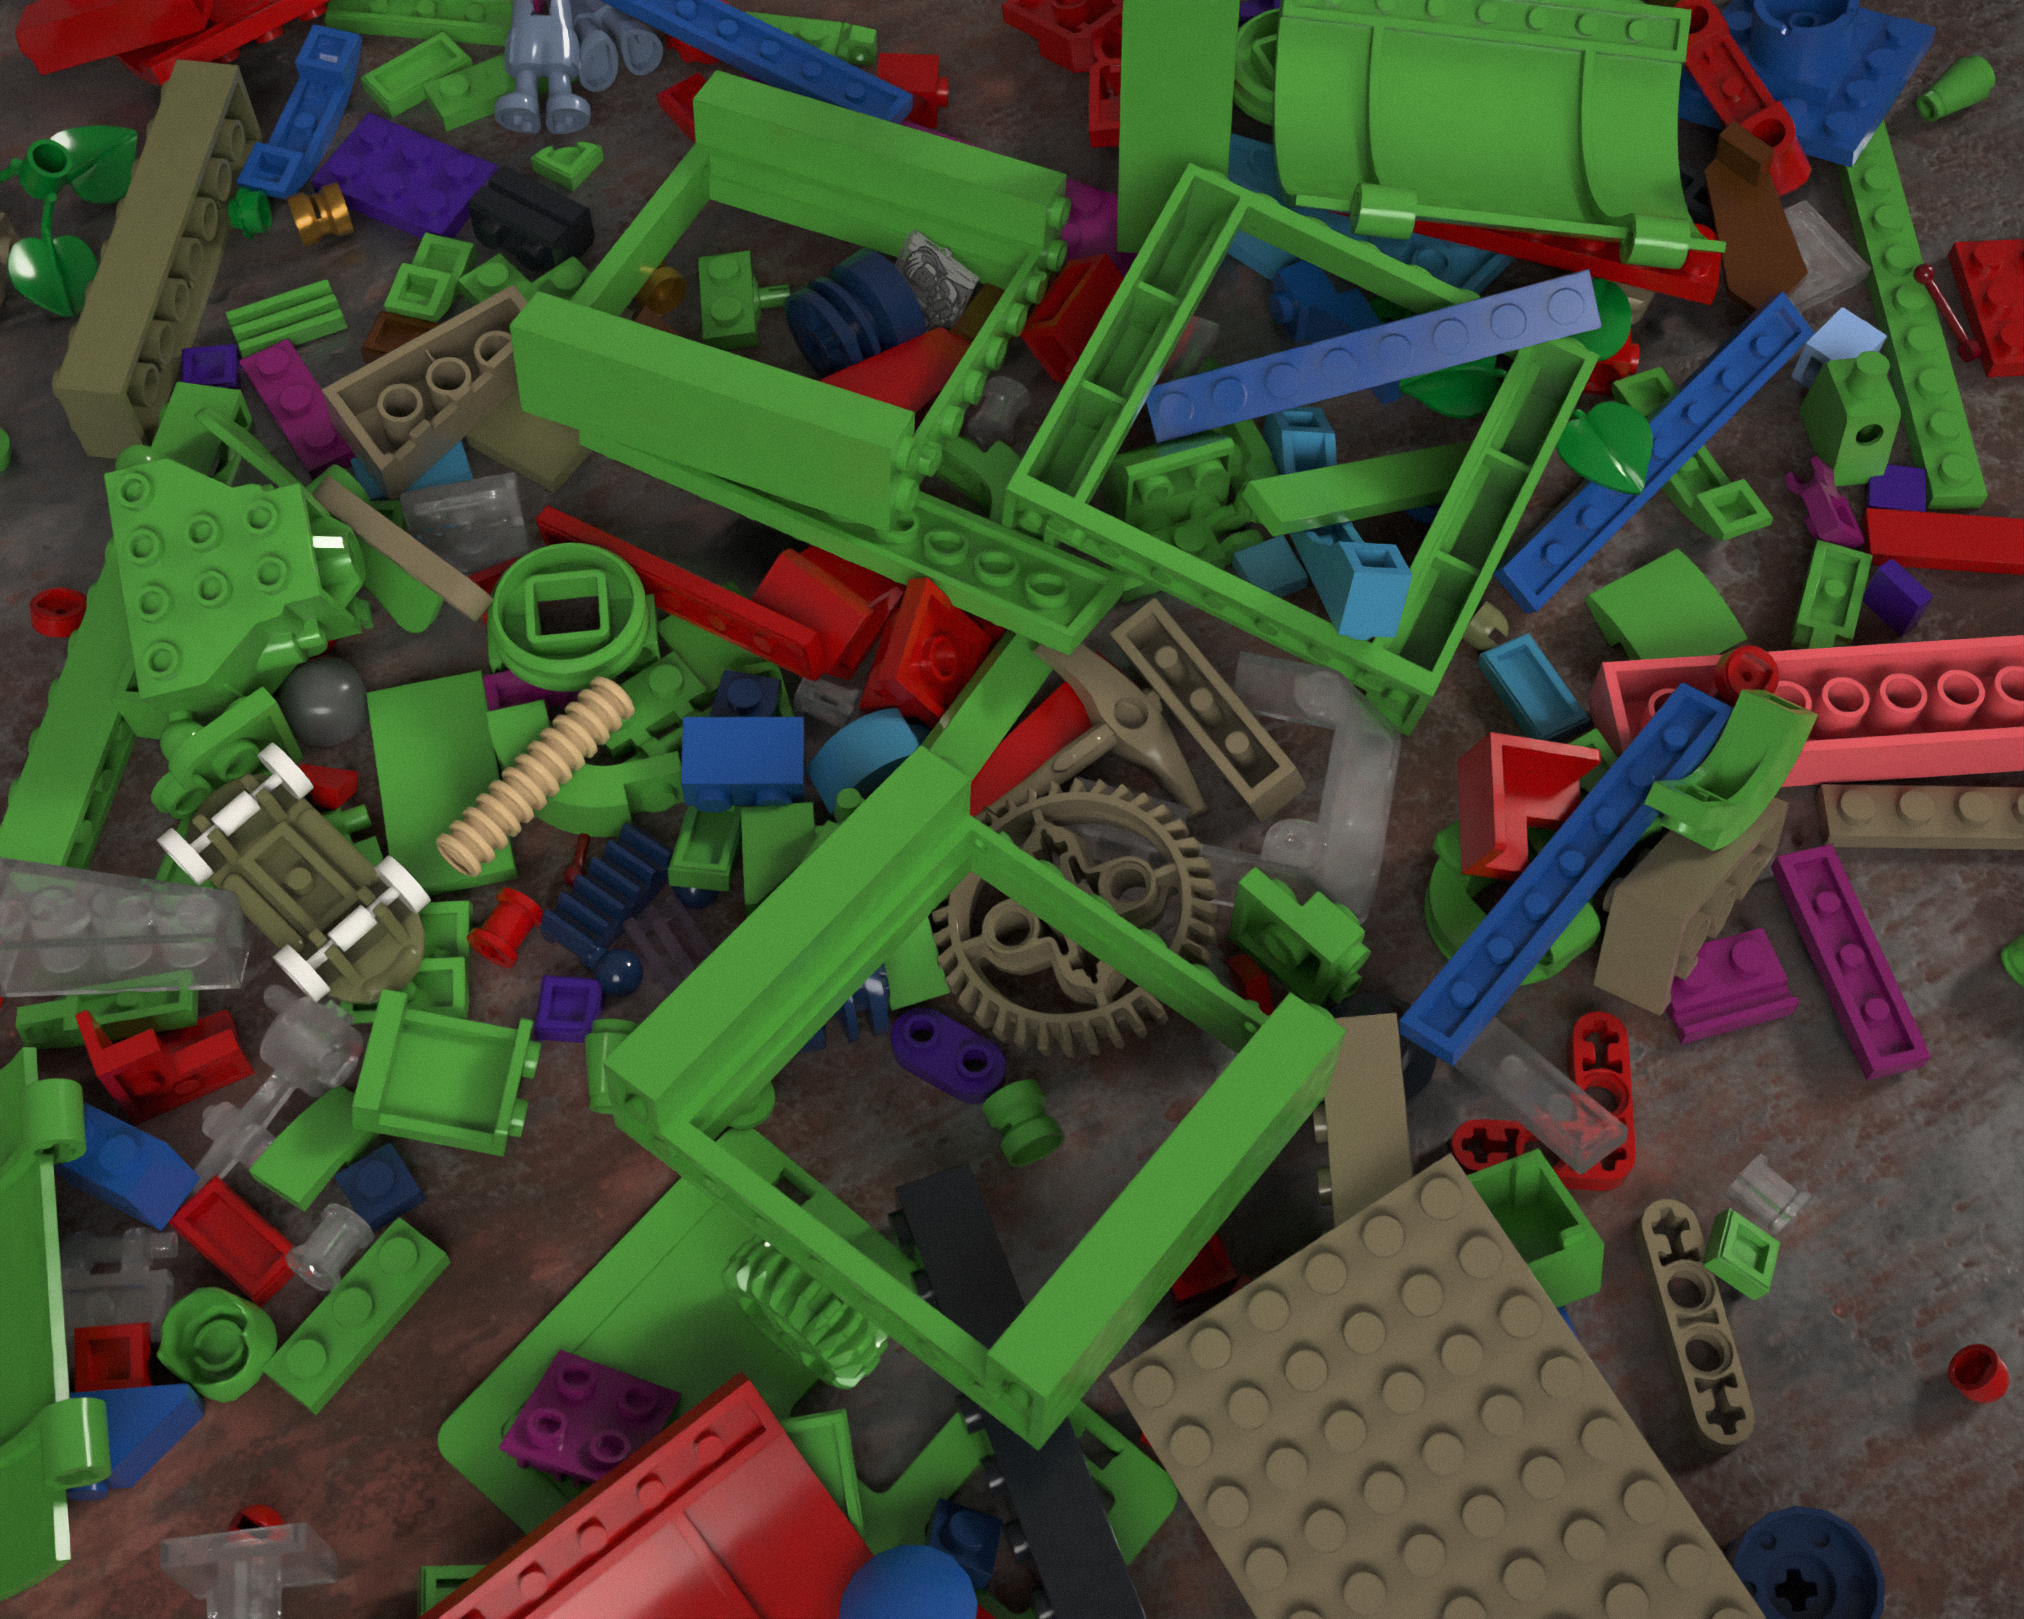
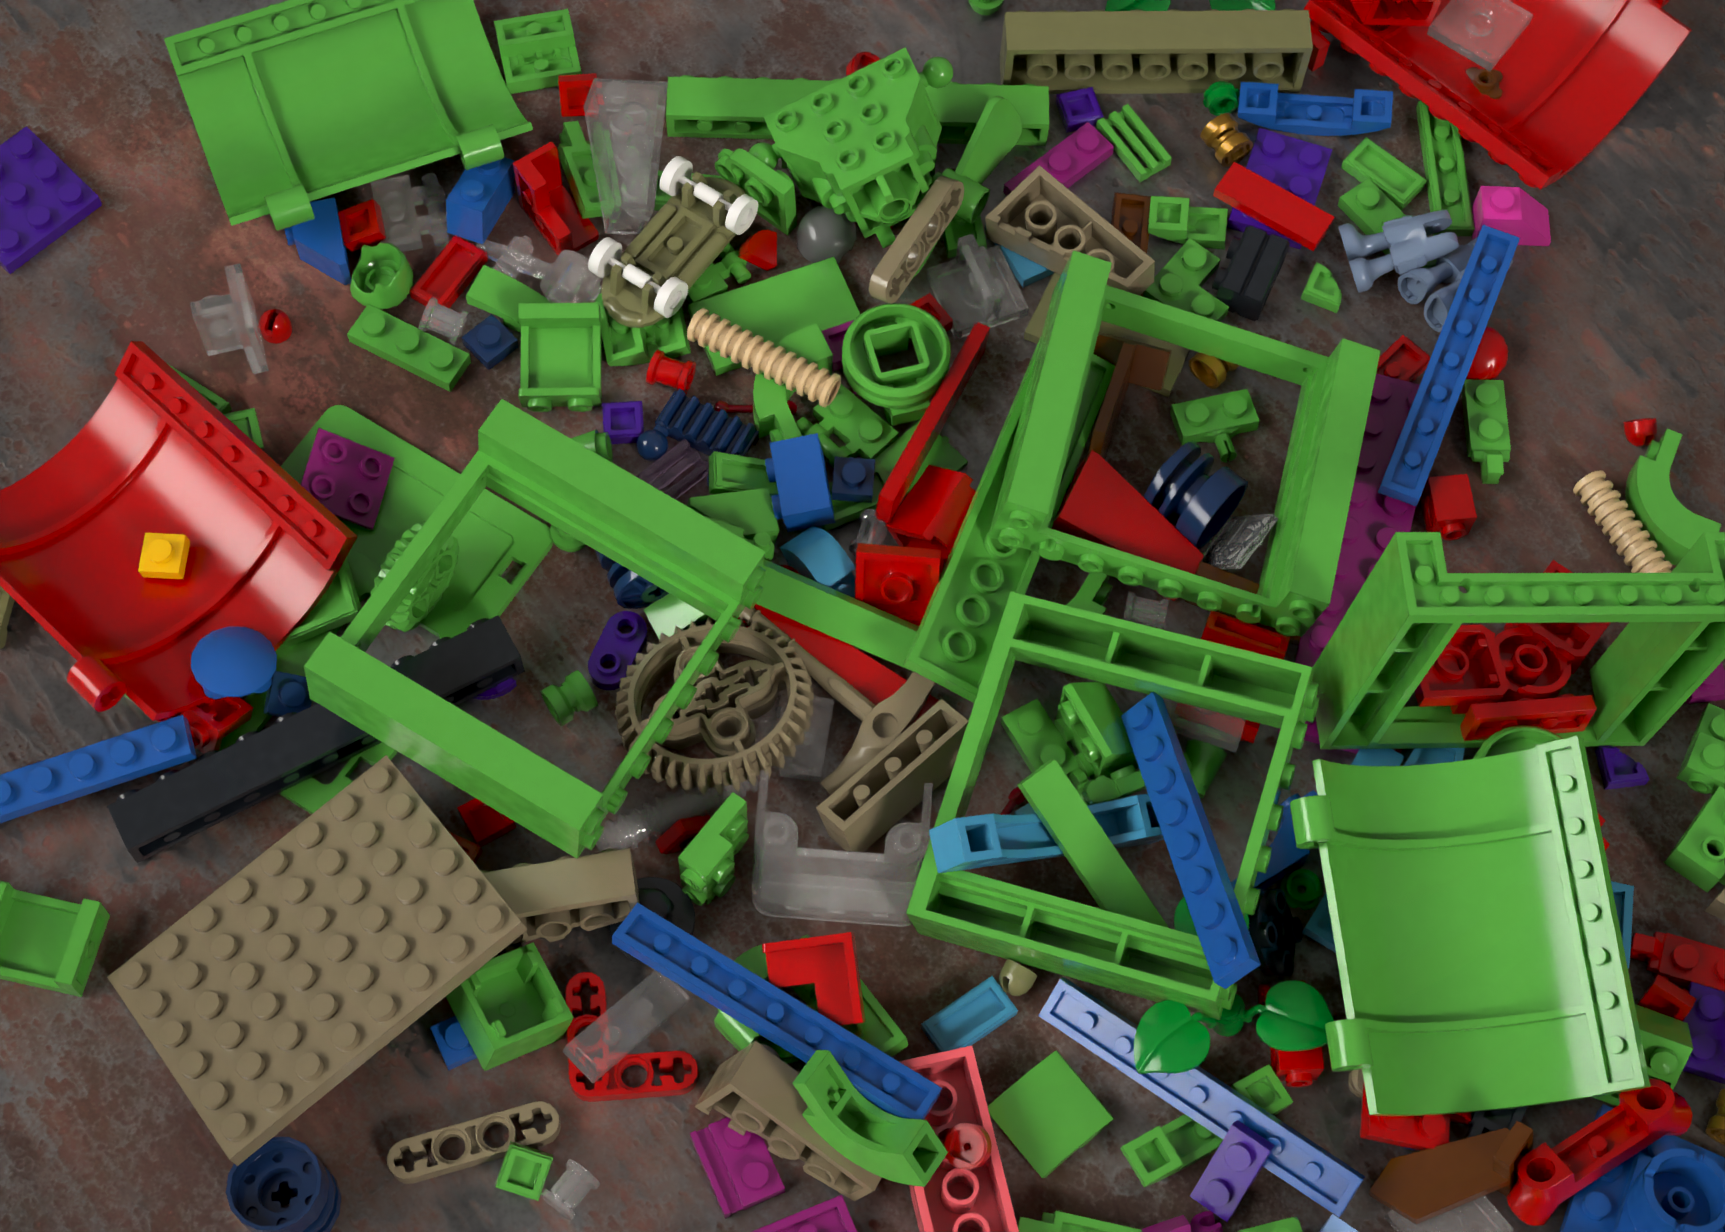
camera: 80 degrees right, 5 degrees up
(443, 175) = (1273, 206): none -> red tile
(1750, 433) = (1232, 1170): none -> dark purple plate

